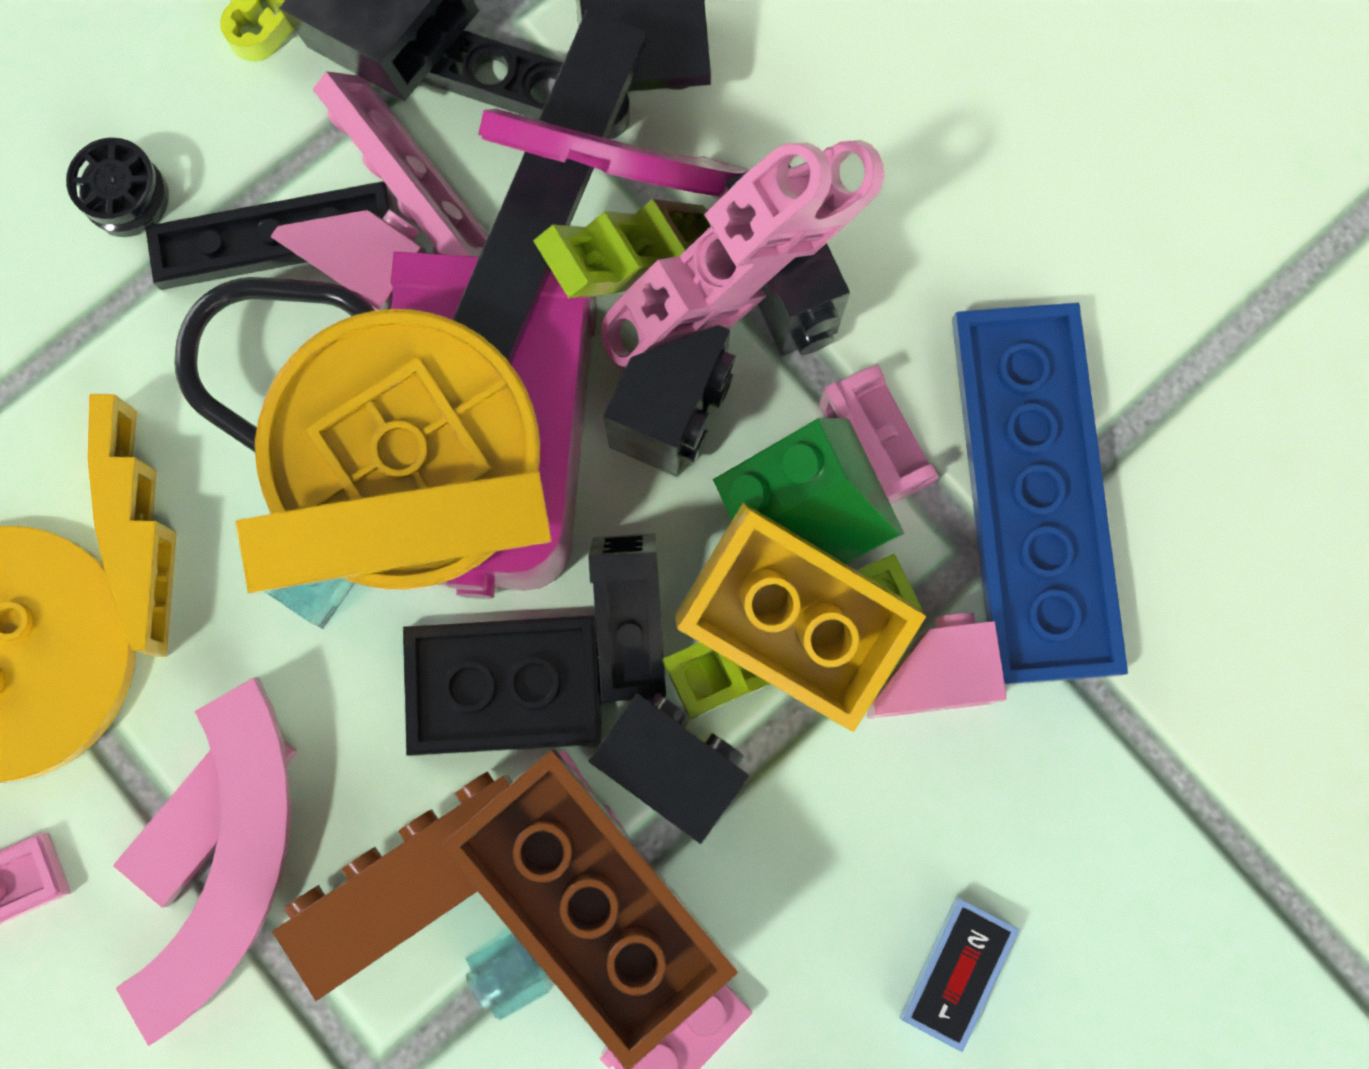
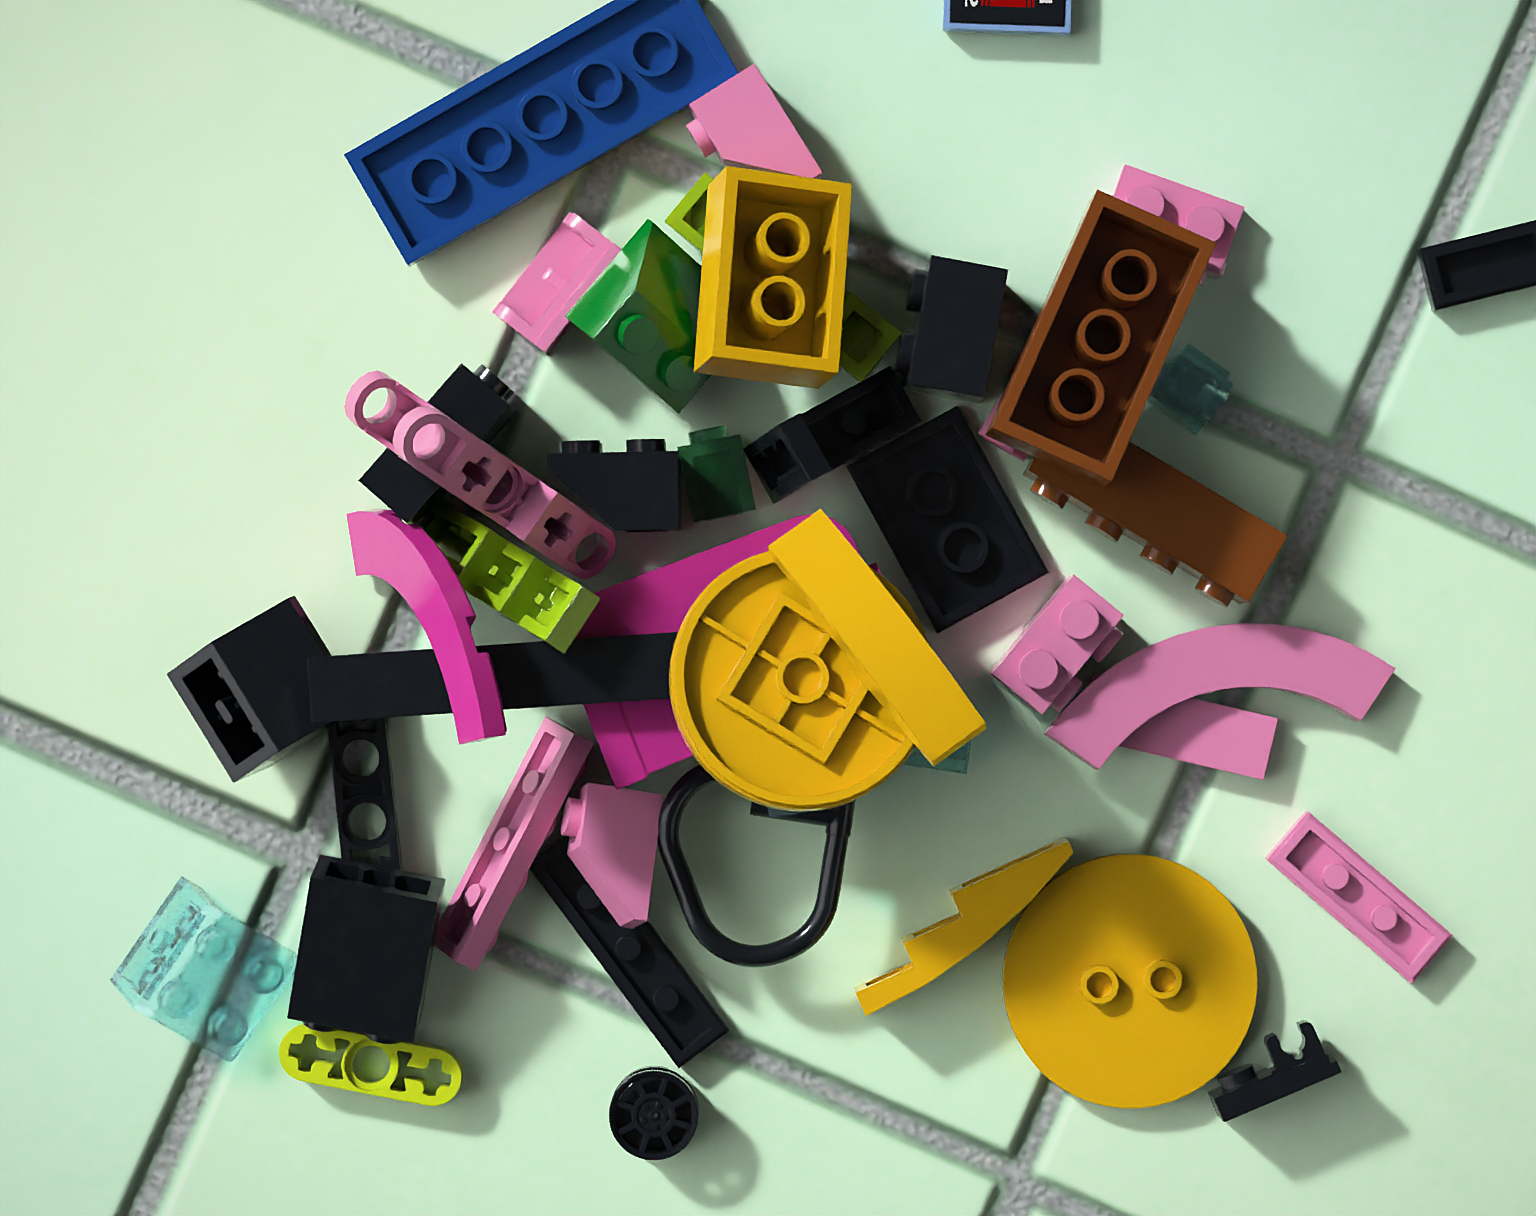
camera: 115 degrees left, 10 degrees up
(331, 728) = (1057, 644): none -> bright pink brick
(640, 492) = (716, 475): none -> clear green brick

